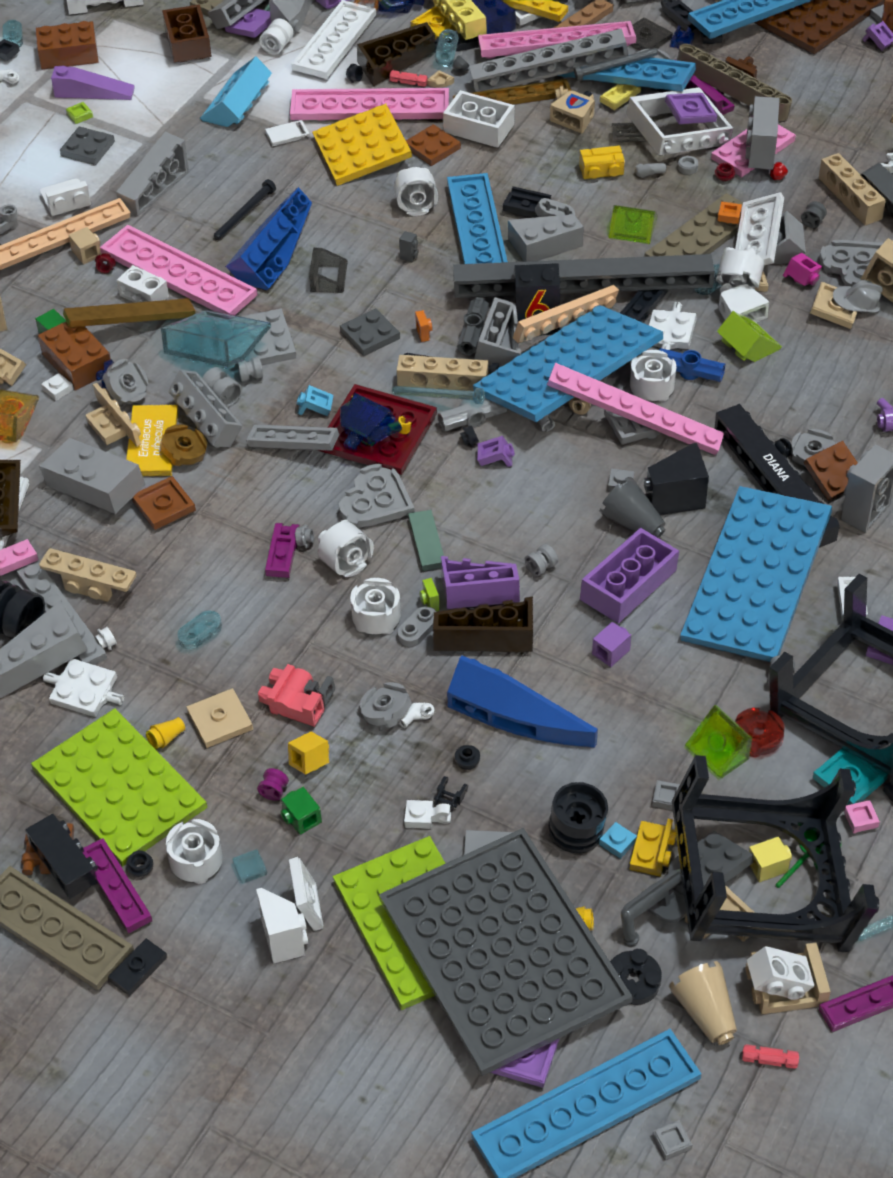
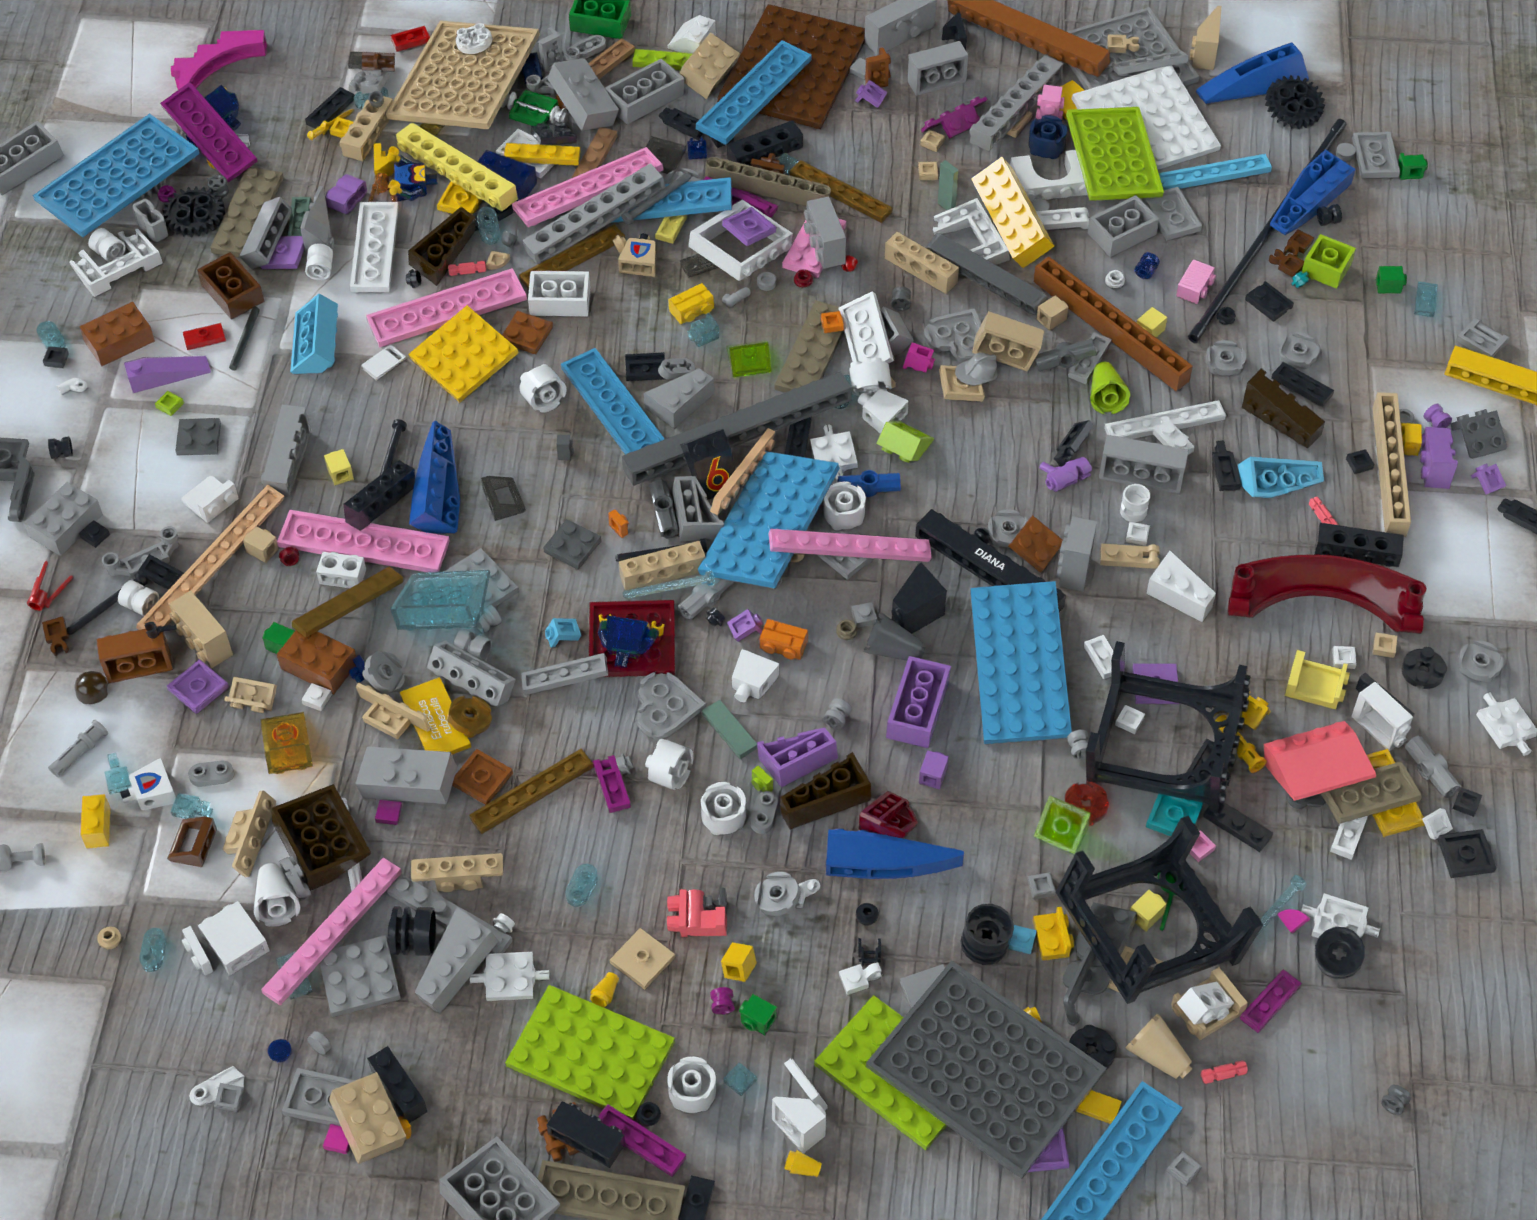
camera: 25 degrees left, 5 degrees up
(61, 505) = (388, 812): none -> magenta tile
(142, 69) = (204, 336): none -> red plate
(175, 80) = (244, 338): none -> pearl dark grey bar
(193, 203) = (338, 467): none -> light yellow brick
(203, 531) = (531, 791): none -> pearl gold tile
(211, 234) = (379, 495): none -> black brick
(262, 971) = (802, 1164): none -> yellow cone
(476, 498) = (753, 675): none -> white torso
(525, 476) = (783, 639): none -> orange brick
(534, 667) = (888, 816): none -> dark red wedge
(595, 488) = (846, 625): none -> dark tan plate
(600, 188) = (704, 331): none -> clear light blue brick
(609, 1036) = (1100, 1107): none -> yellow tile
(763, 49) = (775, 140): none -> black brick
(765, 73) = (788, 161): none -> clear light blue tile
(808, 112) = (843, 192): none -> pearl gold tile
(849, 667) = (1130, 719): none -> white plate

